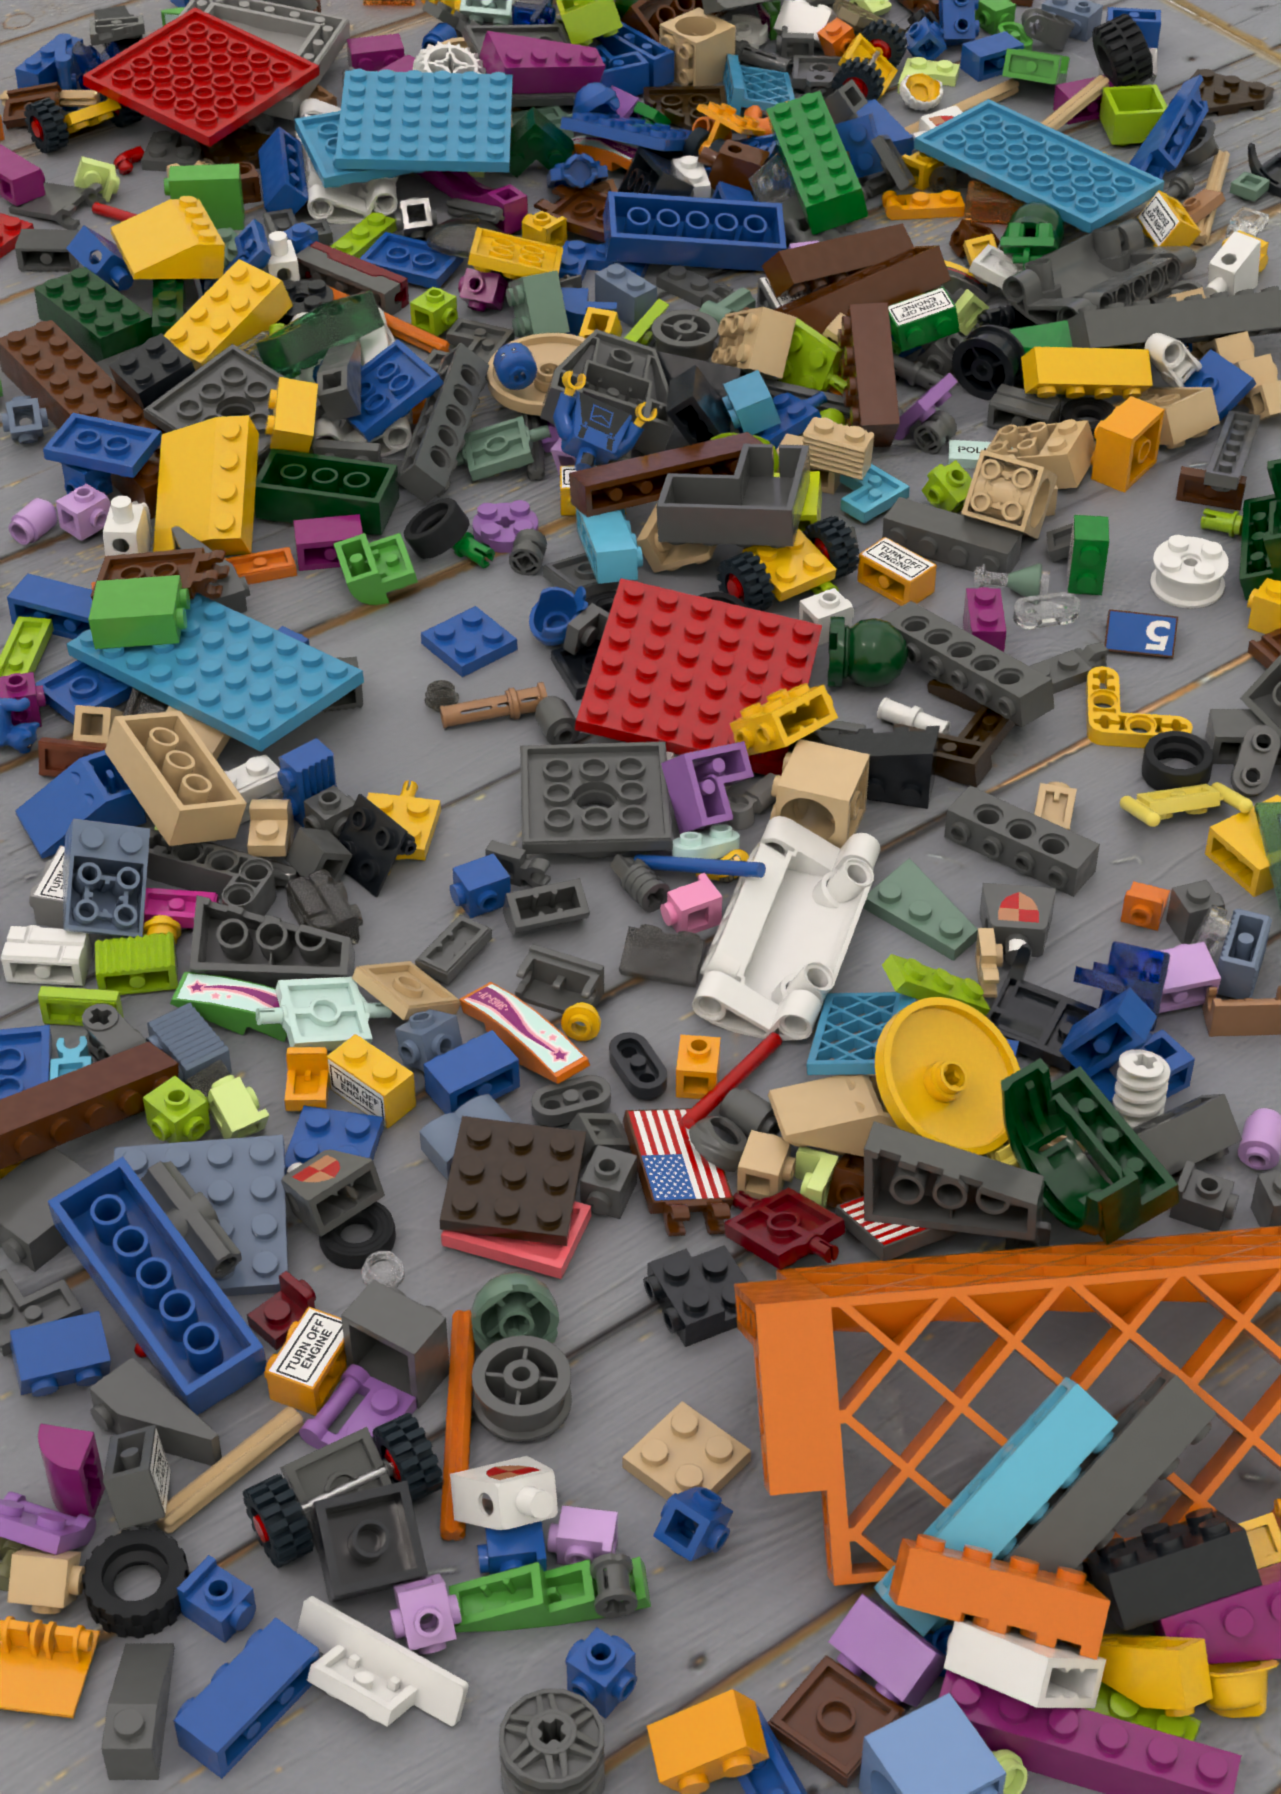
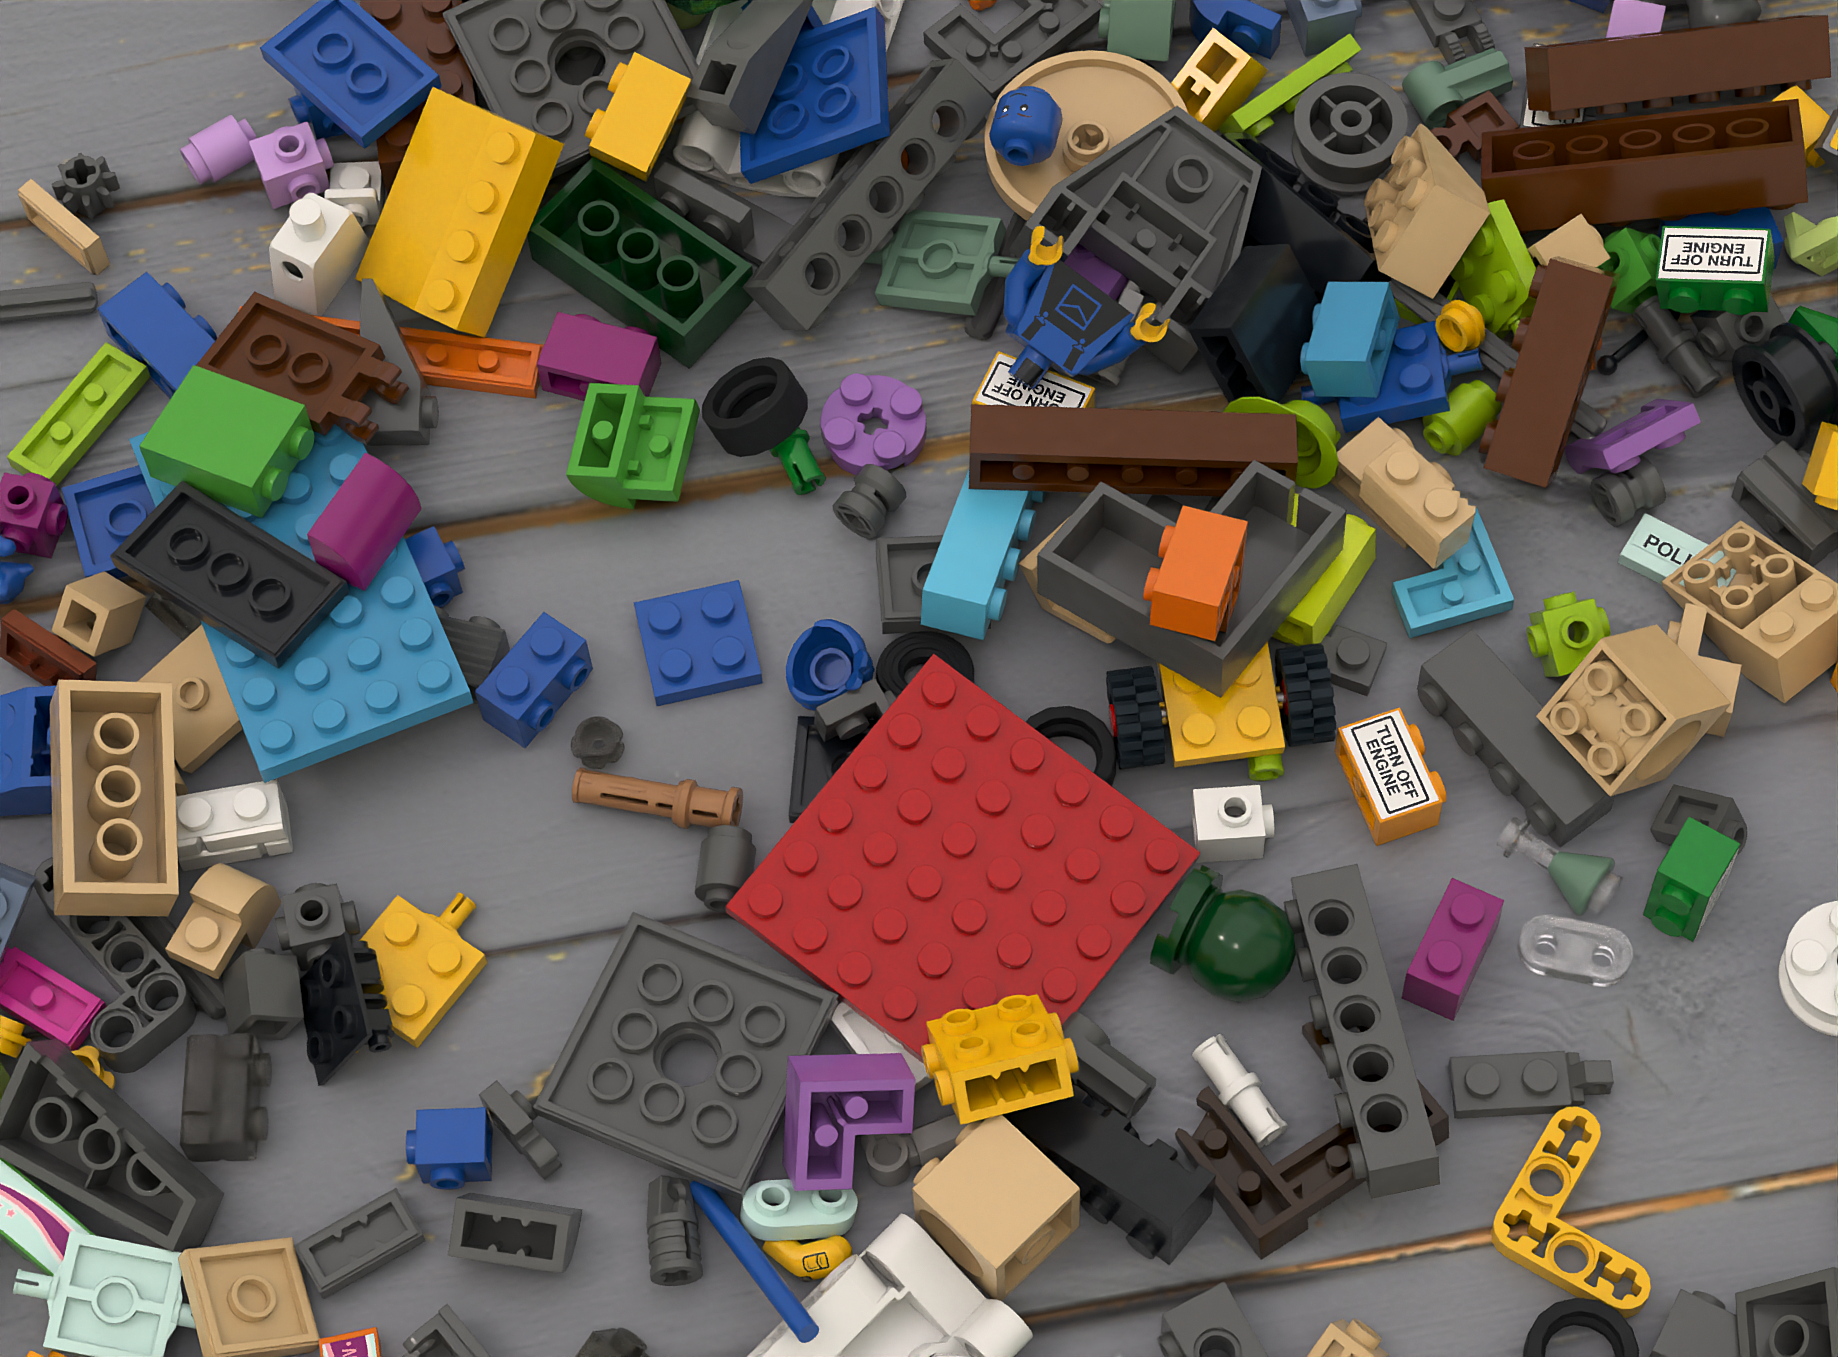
camera: 30 degrees right, 20 degrees up
(178, 665) = (230, 574): none -> black tile
(249, 615) = (363, 522): none -> magenta brick
(305, 774) = (309, 850): blue brick -> none
(387, 677) = (534, 680): none -> blue brick
(693, 906) = (714, 1319): bright pink brick -> none
(753, 477) = (1198, 573): none -> orange brick
(797, 386) = (1460, 326): none -> yellow plate
(1141, 633) = (1693, 1059): blue panel -> none

